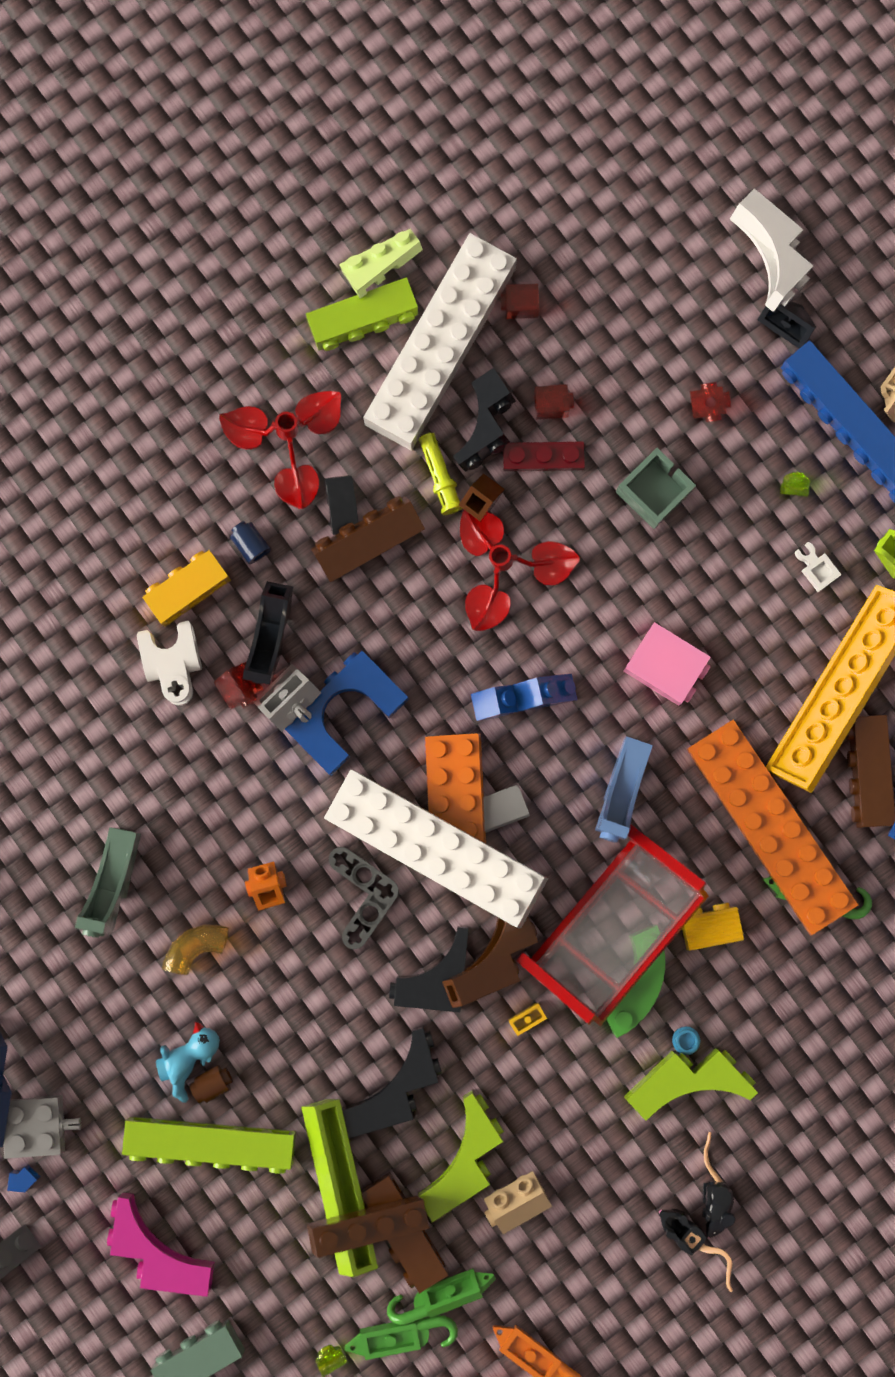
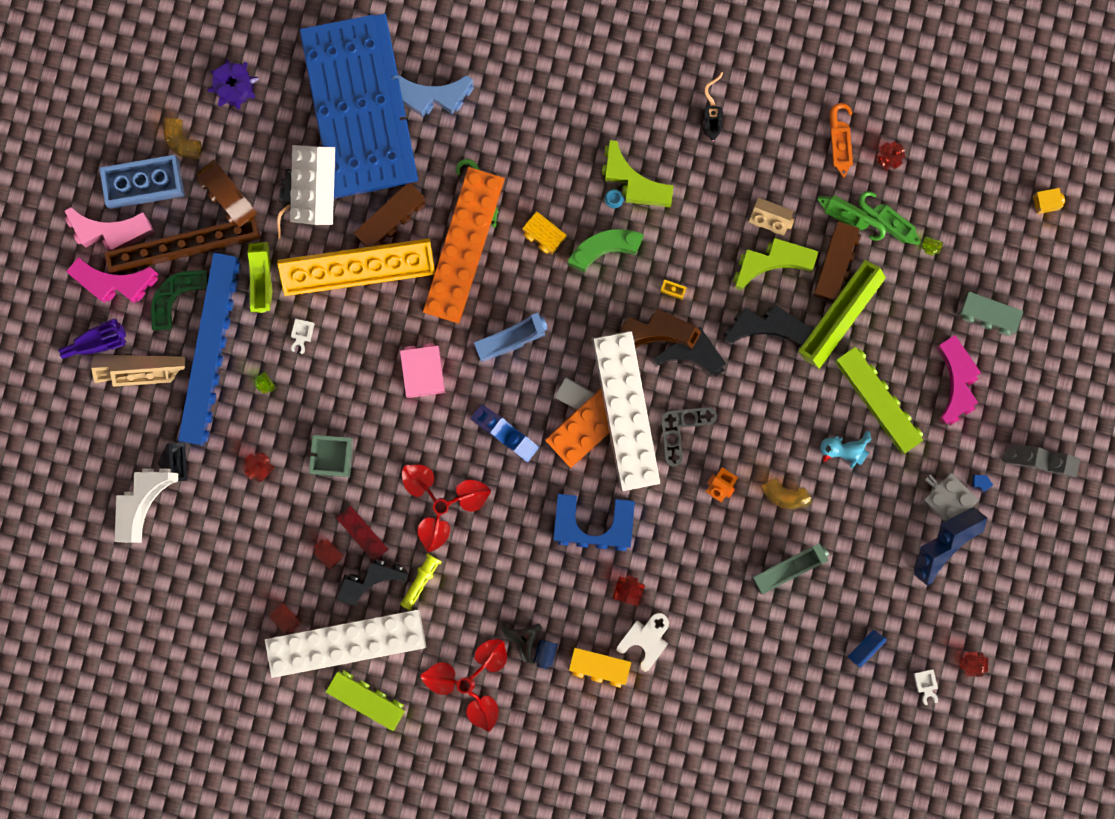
camera: 130 degrees left, 0 degrees up
(211, 1084) = (848, 425): reddish brown brick -> none
(269, 633) = (586, 598): black arch -> none
(284, 533) = (524, 638): none -> pearl dark grey piece
(287, 698) = (613, 558): light grey plate -> none
(341, 502) = (482, 620): black slope -> none
(367, 538) = (489, 590): reddish brown brick -> none
(367, 1226) = (848, 281): reddish brown brick -> none
(375, 262) = (328, 717): yellowish green wing -> none
(481, 497) = (414, 546): reddish brown brick -> none
(617, 929) = (587, 280): clear piece -> none
(718, 1200) = (681, 116): black animal -> none

